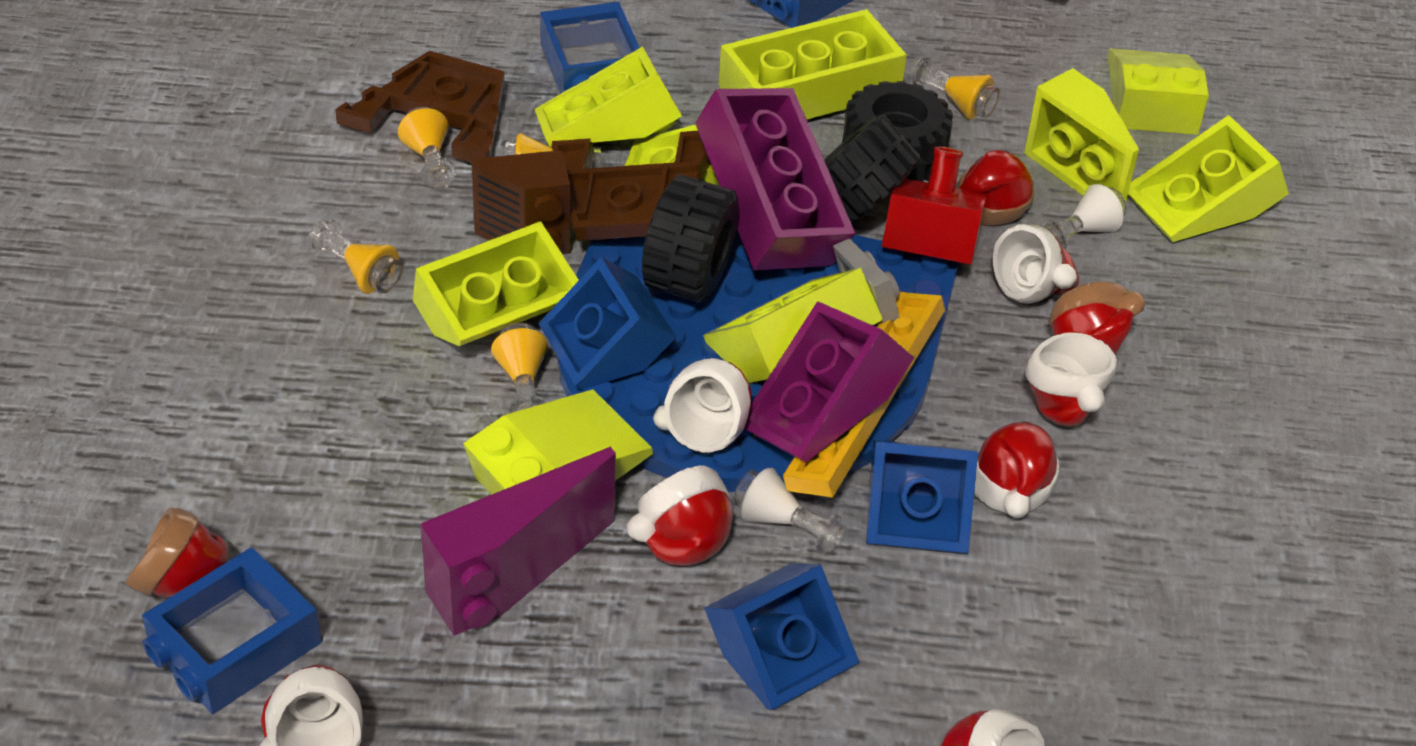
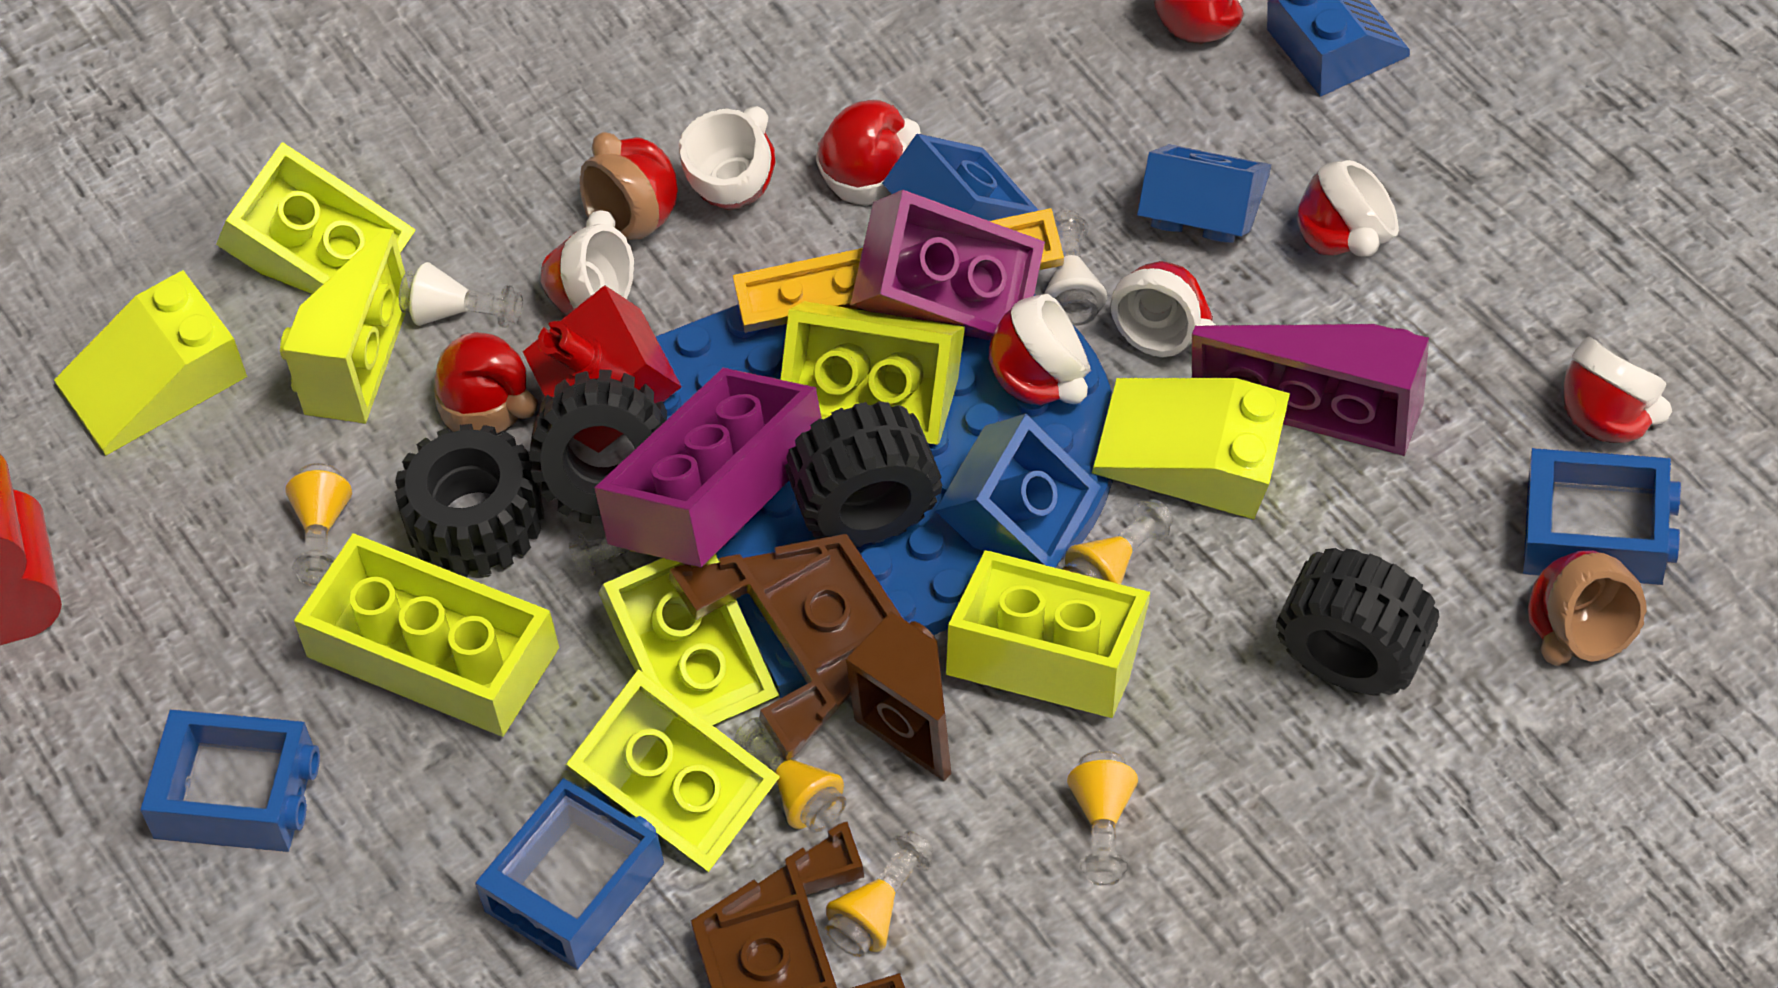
camera: 120 degrees left, 10 degrees up
(305, 406) = (1357, 621): none -> black tyre
(650, 686) = (1346, 211): none -> white piece
(882, 285) = (769, 334): light grey plate -> none

